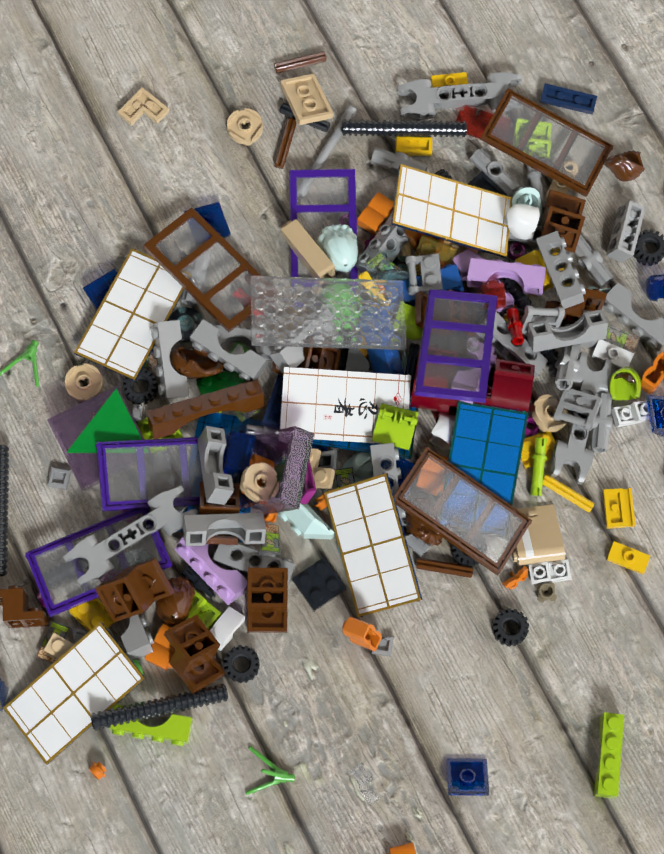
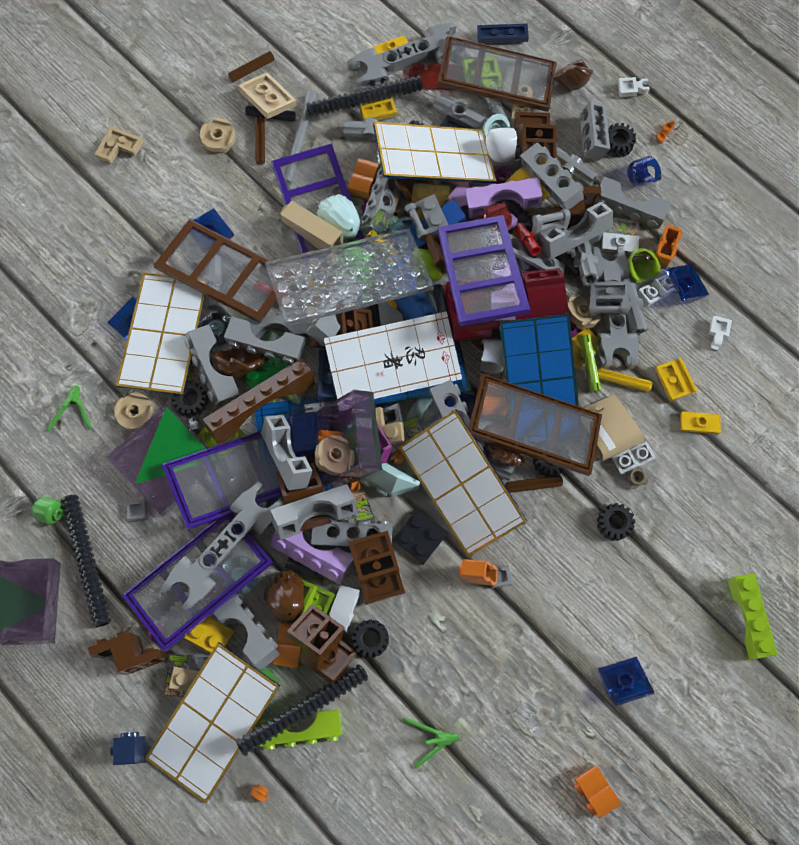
camera: 15 degrees left, 0 degrees up
(134, 590) = (242, 599): reddish brown bracket -> none
(395, 426) = (446, 363): lime hinge -> none
(512, 582) = (603, 477): orange piece -> none

